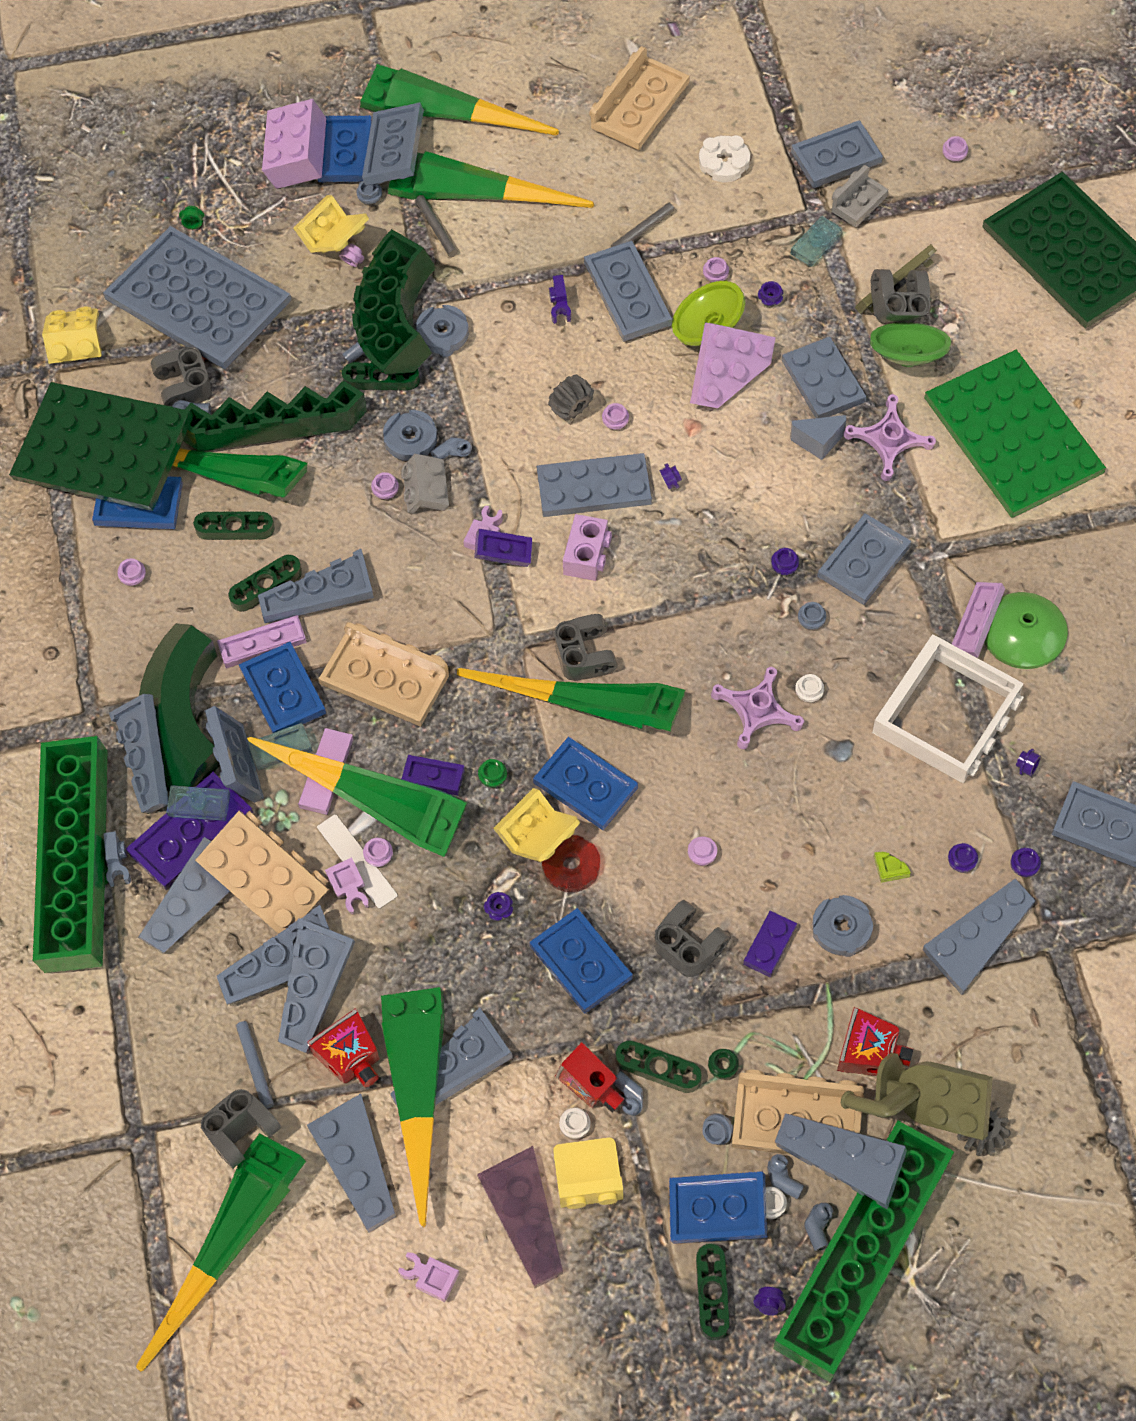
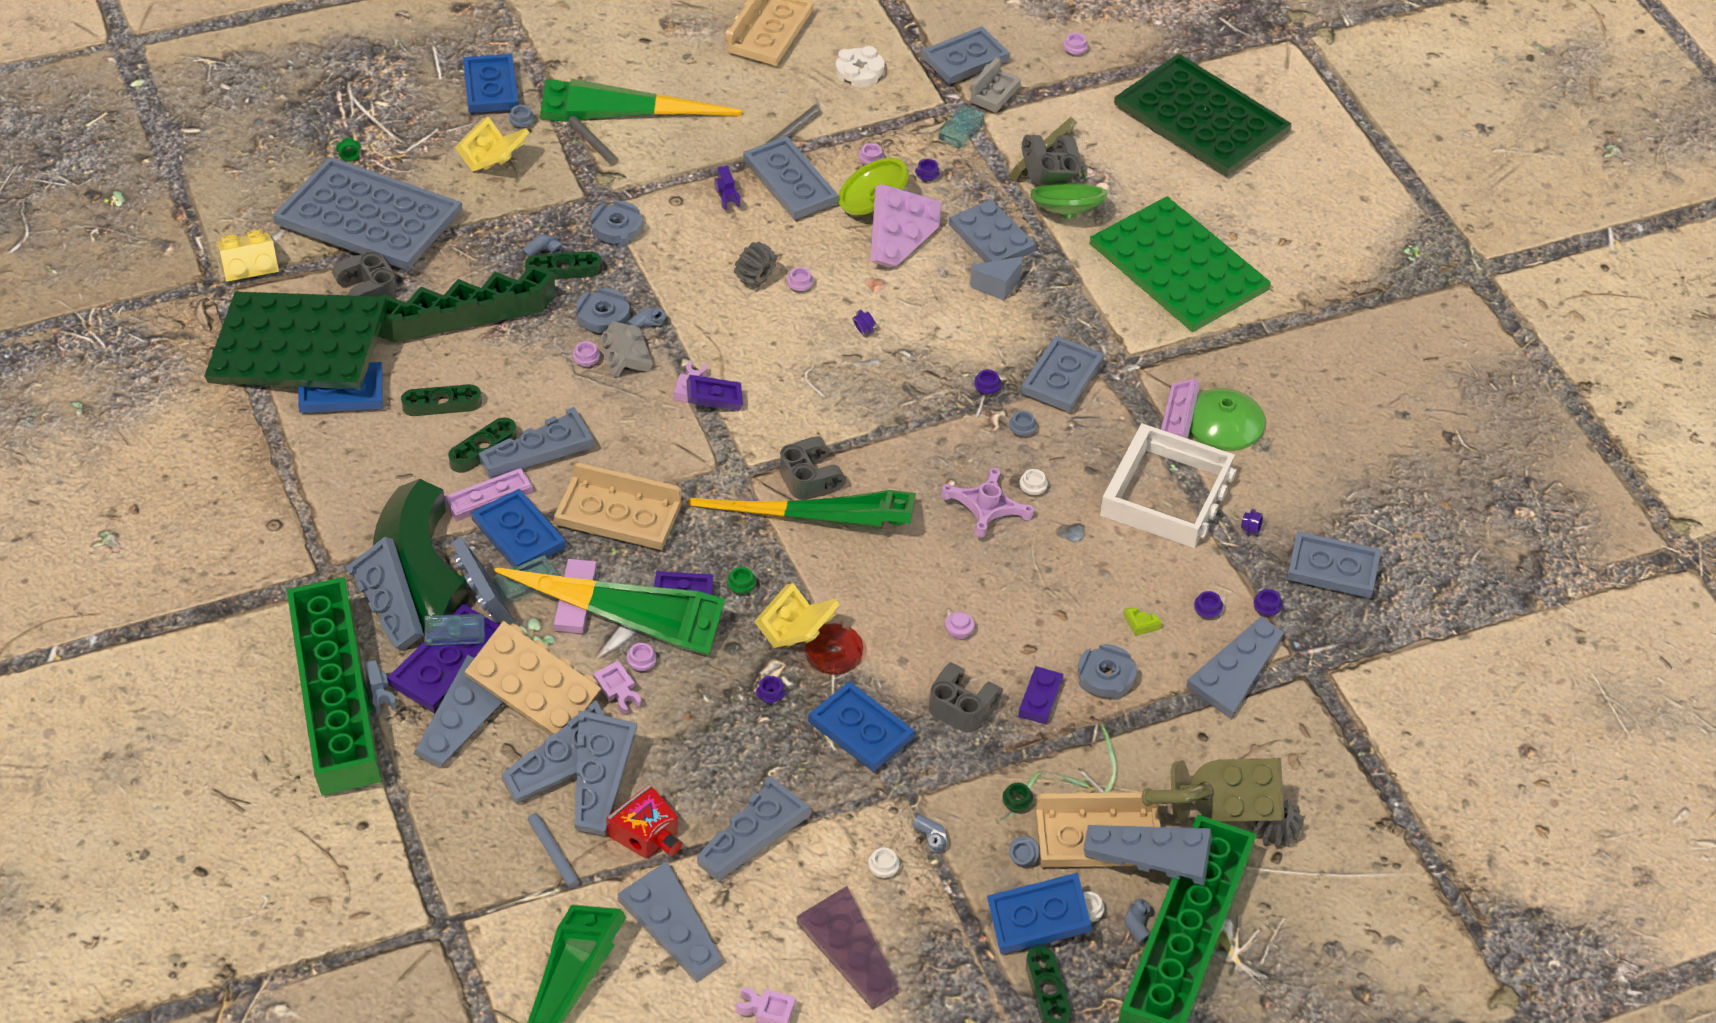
camera: 15 degrees left, 15 degrees down
(131, 572) = (345, 446): lavender plate -> none
(234, 1119) = (545, 893): dark grey piece -> none
(249, 472) = (451, 353): green plate -> none
(294, 144) = (441, 79): lavender brick -> none
(346, 847) = (605, 656): white sticker -> none
(352, 255) = (515, 168): lavender plate -> none
(387, 305) = (559, 199): dark green brick -> none
(393, 144) = (539, 73): sand blue plate -> none
(396, 88) = (549, 36): green plate -> none
(413, 1044) = (711, 811): green plate -> none
(584, 547) = (794, 386): lavender brick -> none
(584, 1067) = (890, 818): red torso -> none
(585, 783) = (831, 575): blue plate -> none
(588, 1173) = (906, 903): light yellow bracket -> none
(593, 485) = (790, 337): sand blue plate -> none
(654, 1054) = (963, 817): dark green beam -> none
(769, 1300) = (1105, 987): dark purple plate -> none
(780, 1177) = (1091, 883): sand blue arm -> none
(868, 1043) = (1152, 762): red torso -> none
(889, 437) = (1064, 274): lavender piece -> none

